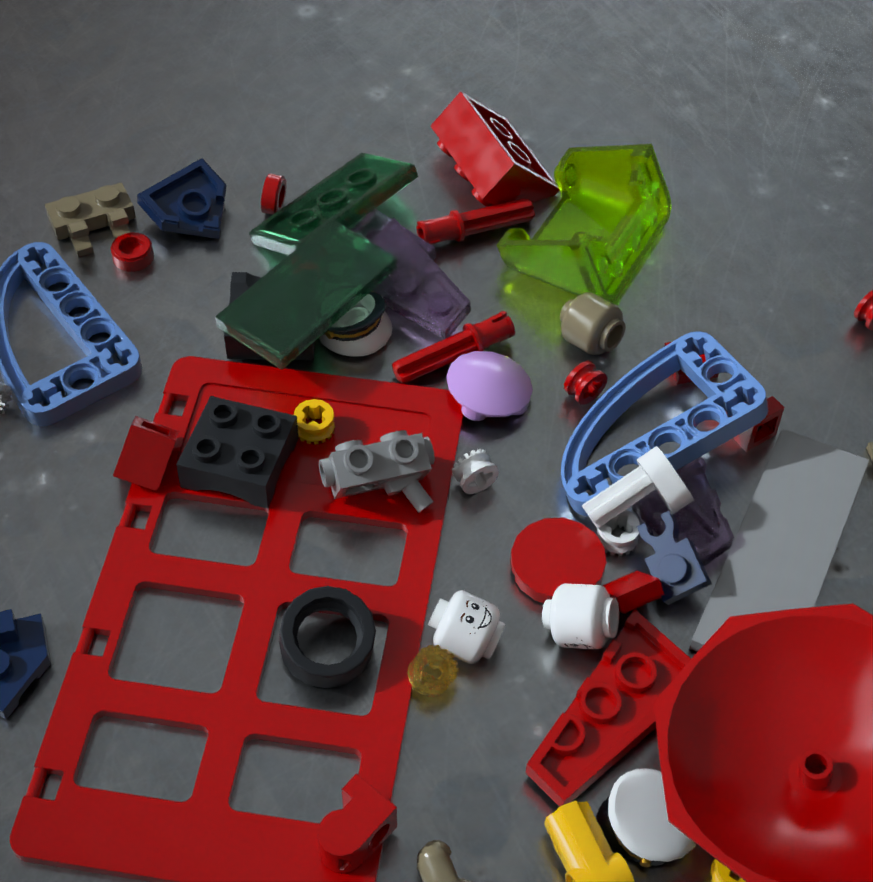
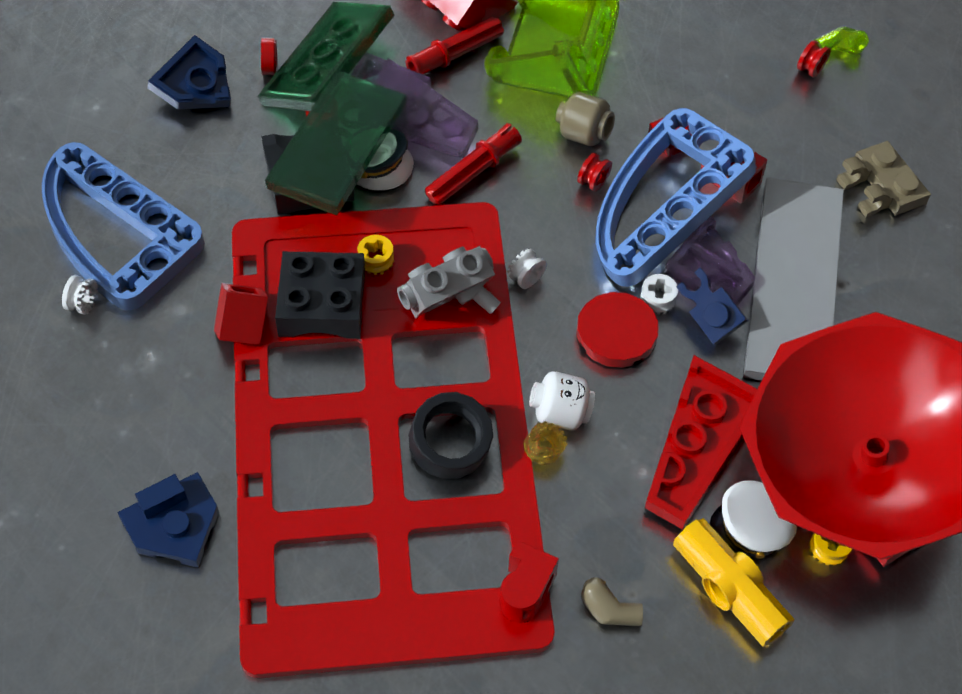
camera: 15 degrees left, 5 degrees up
(91, 211) = (104, 104): dark tan plate -> none
(132, 252) = (157, 134): red tile -> none
(489, 385) = (513, 191): lavender dish -> none
(581, 616) = (653, 370): white head -> none
(634, 590) = (685, 341): red tile -> none
(652, 474) = (679, 240): white piece -> none

